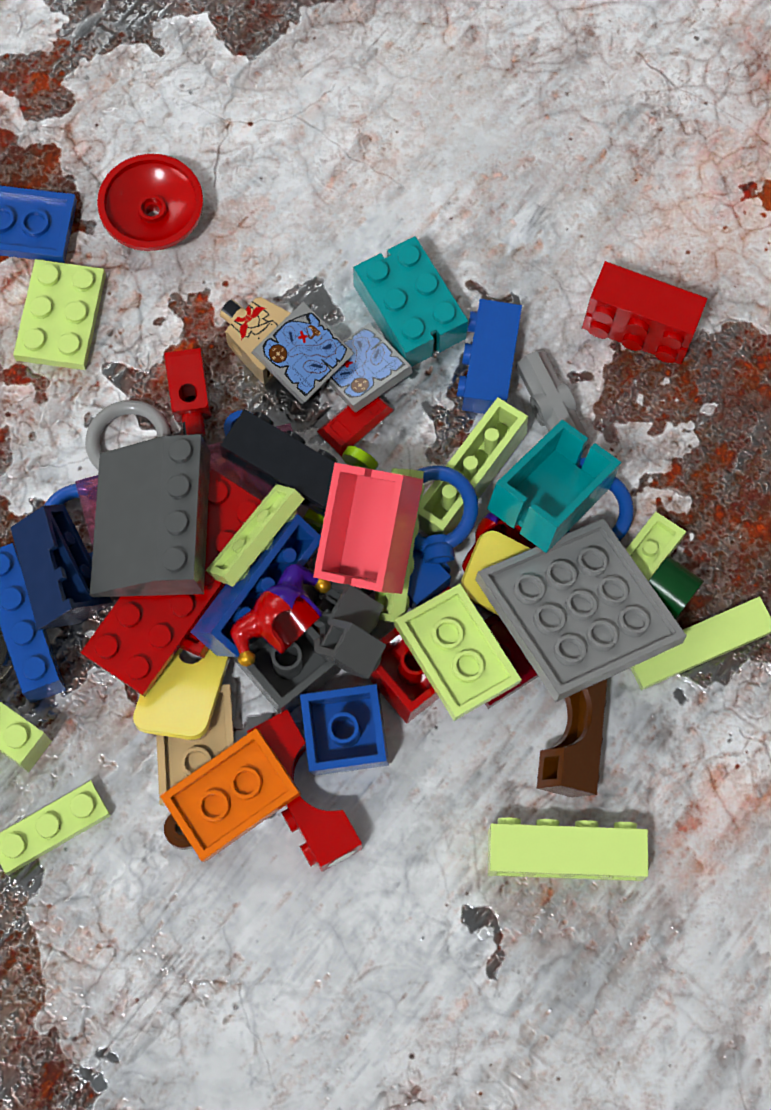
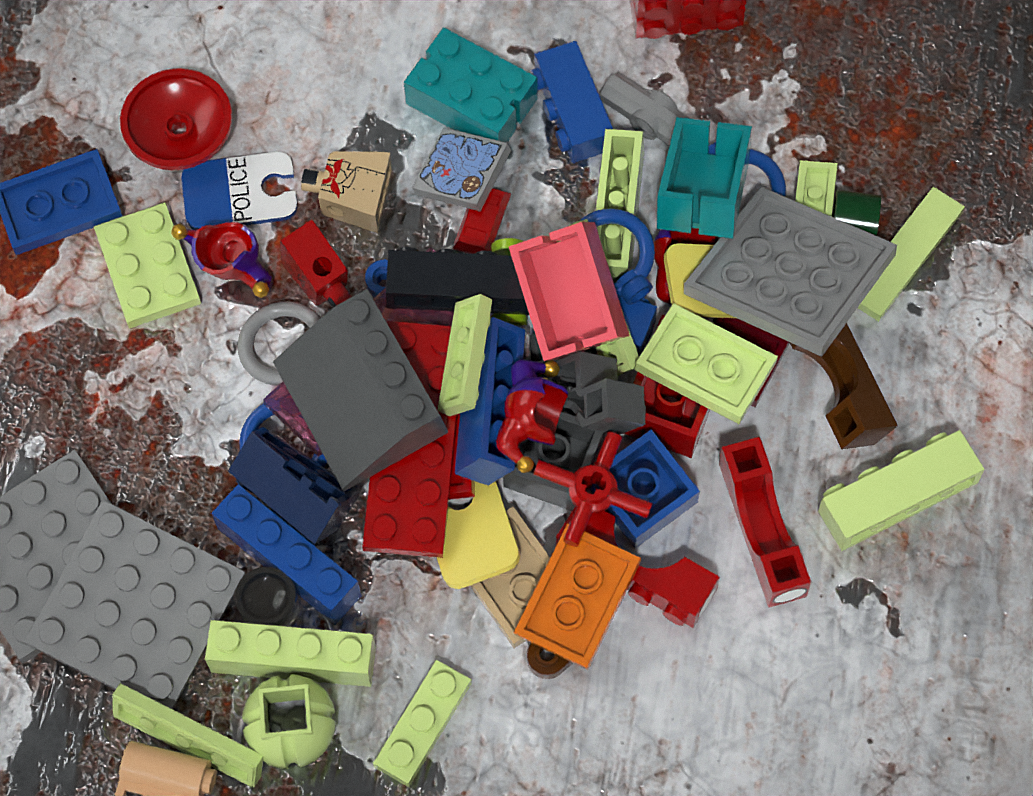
camera: 25 degrees left, 5 degrees down
(124, 339) = (227, 253): none -> red piece
(163, 286) = (233, 191): none -> piece
(290, 724) = (602, 497): none -> red bar
(302, 353) = (403, 181): tile -> none
(430, 816) = (753, 496): none -> red arch

